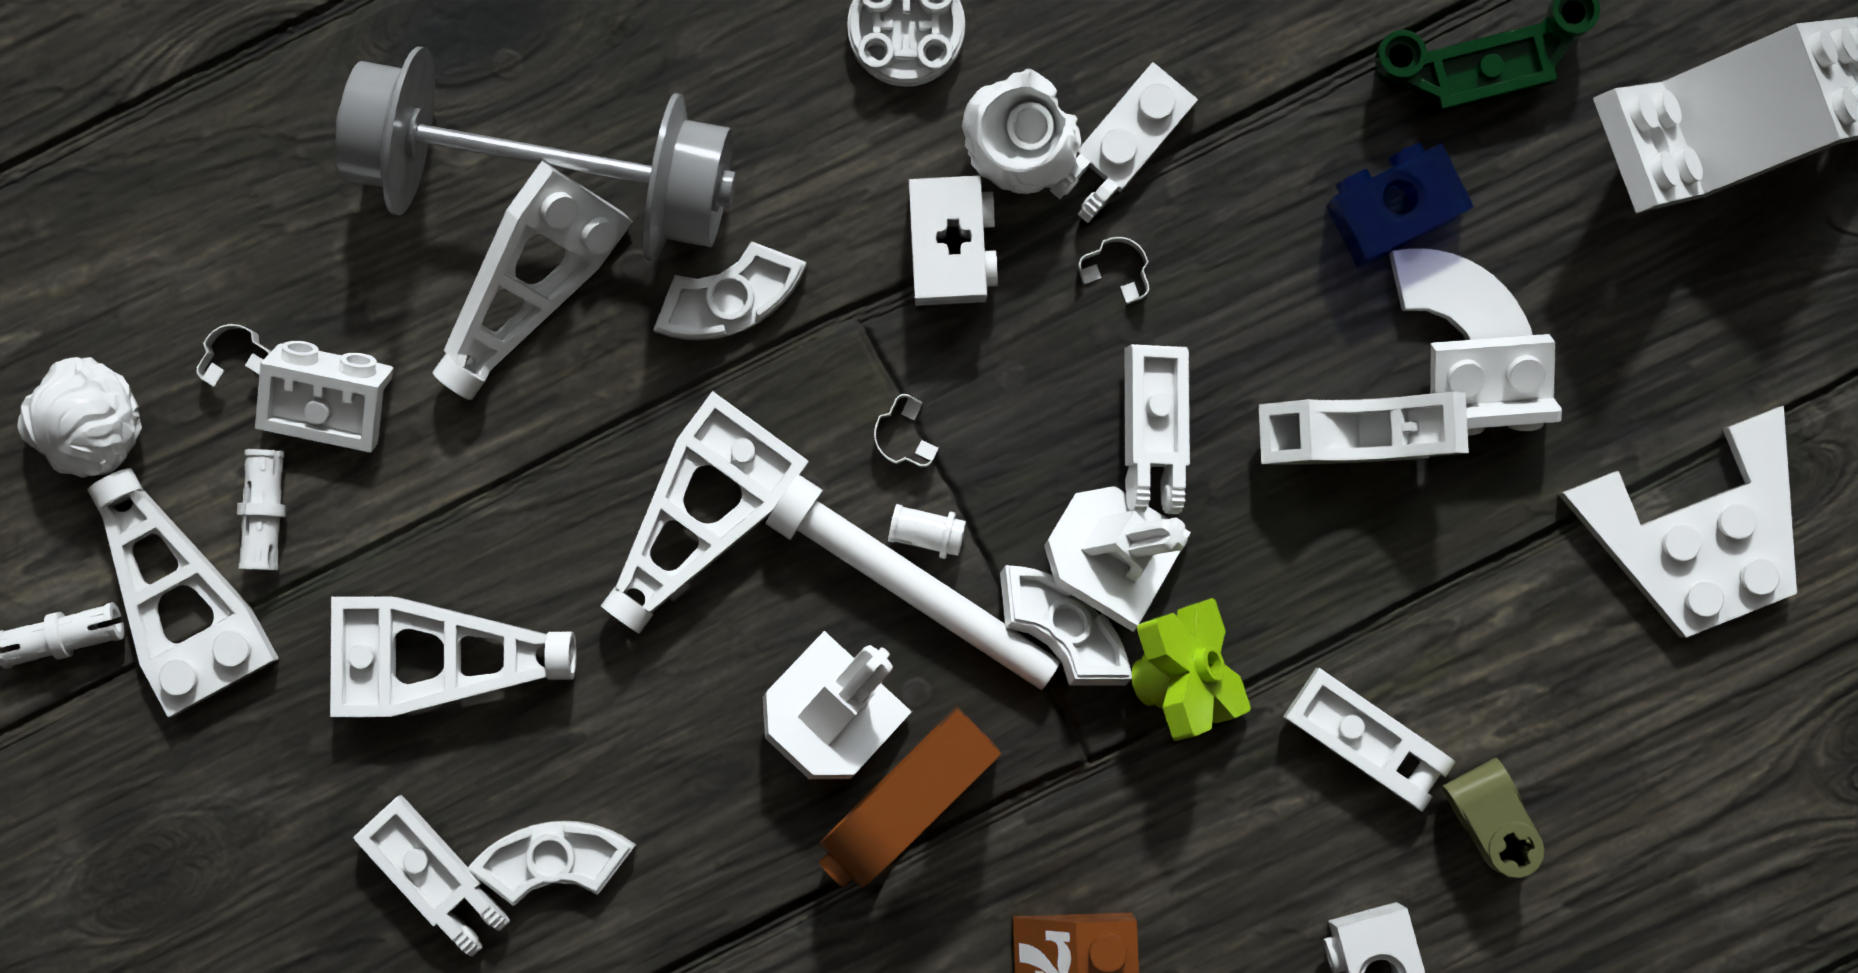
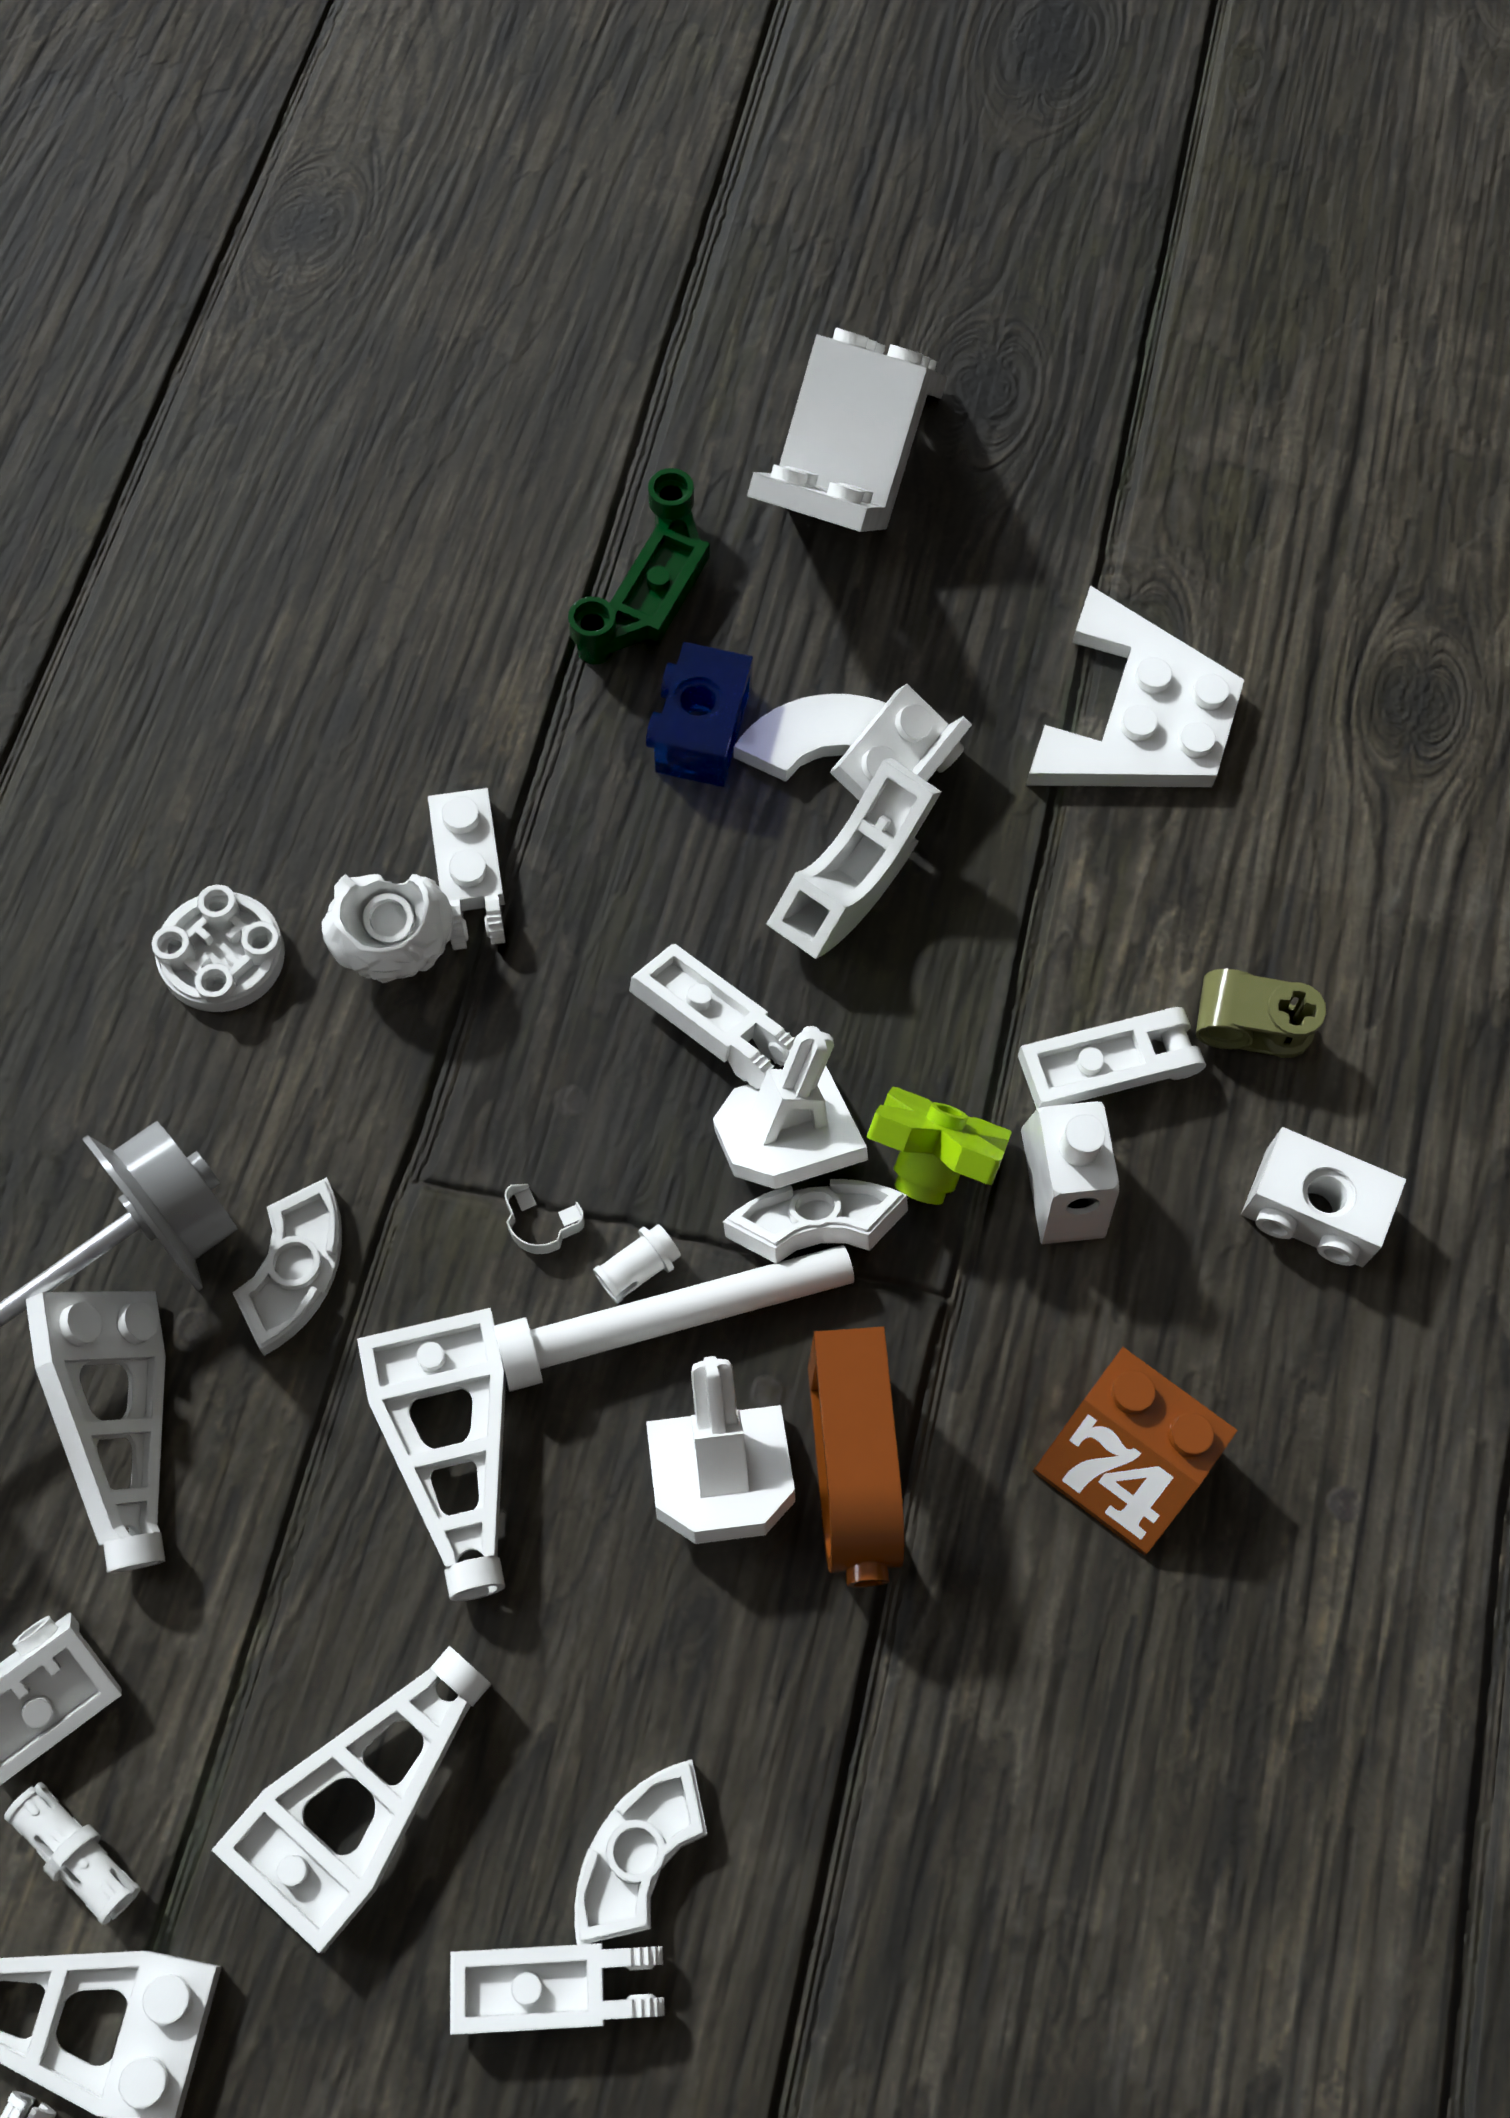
camera: 55 degrees left, 20 degrees down
(944, 205) = (433, 1078): white brick -> none
(1092, 273) = (587, 958): white piece -> none
(1249, 779) = (1068, 1161): none -> white torso

